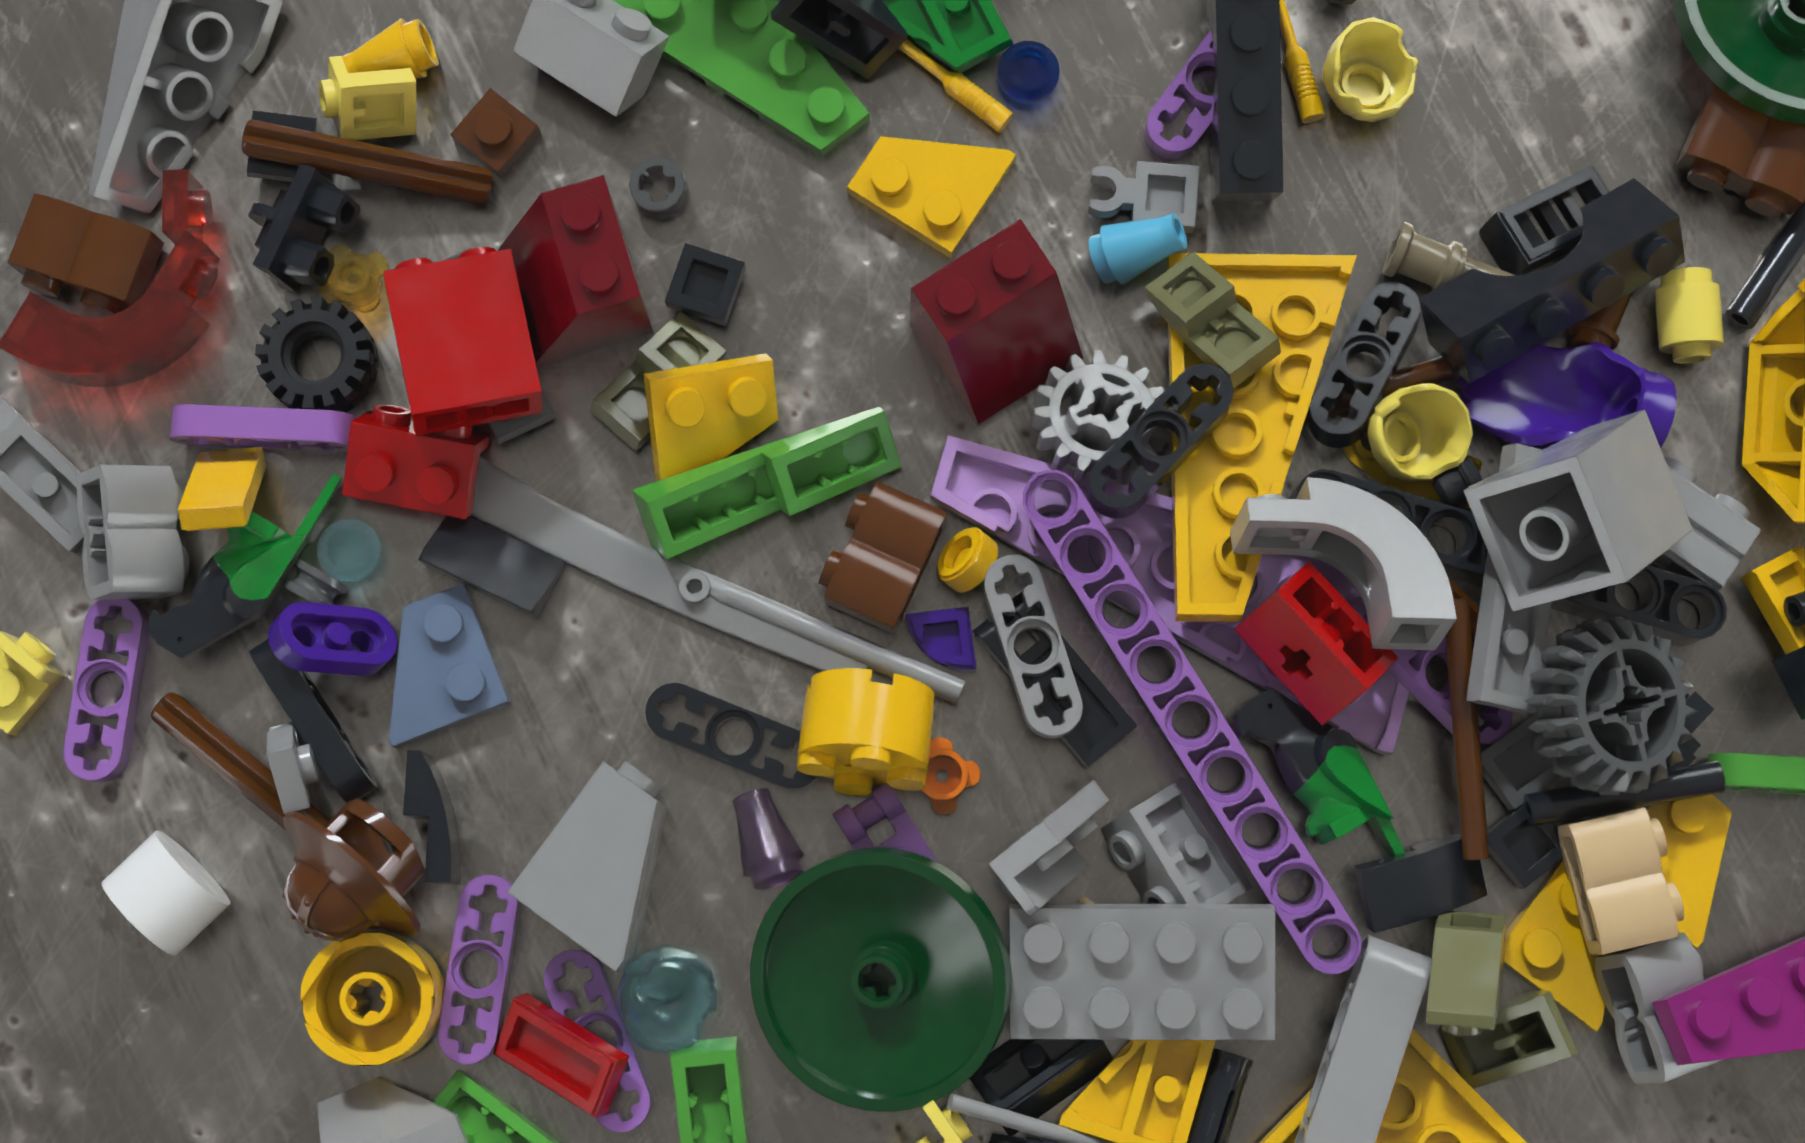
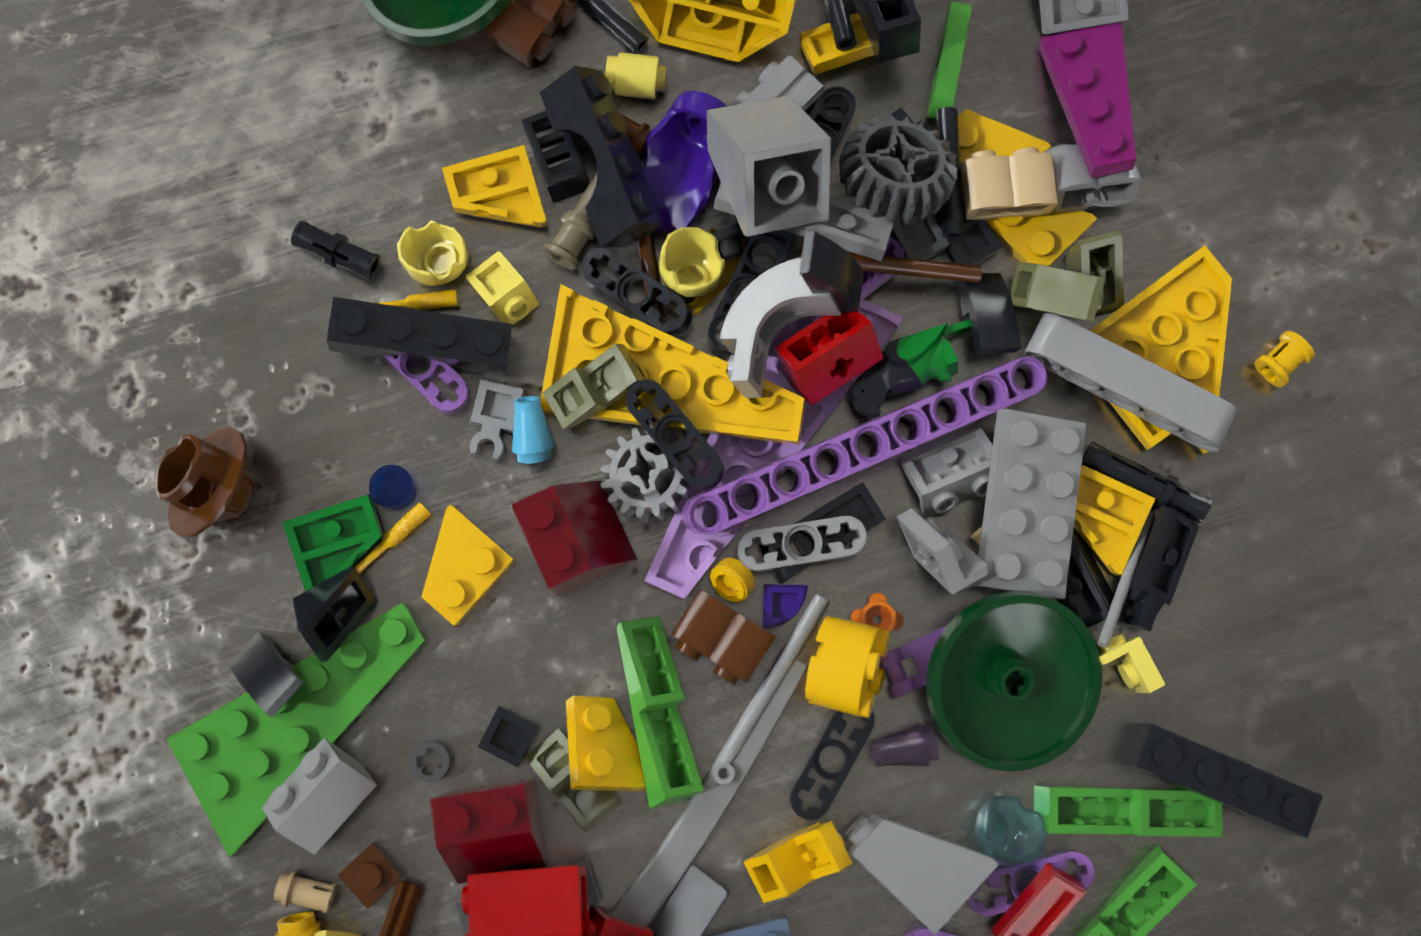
camera: 85 degrees left, 0 degrees up
(461, 49) = (304, 892): none -> tan pin
(585, 701) = (797, 861): none -> yellow brick
(1334, 177) = (503, 289): none -> light yellow bracket
(1433, 616) = (831, 270): none -> black slope
(1483, 146) = (496, 188): none -> yellow wing

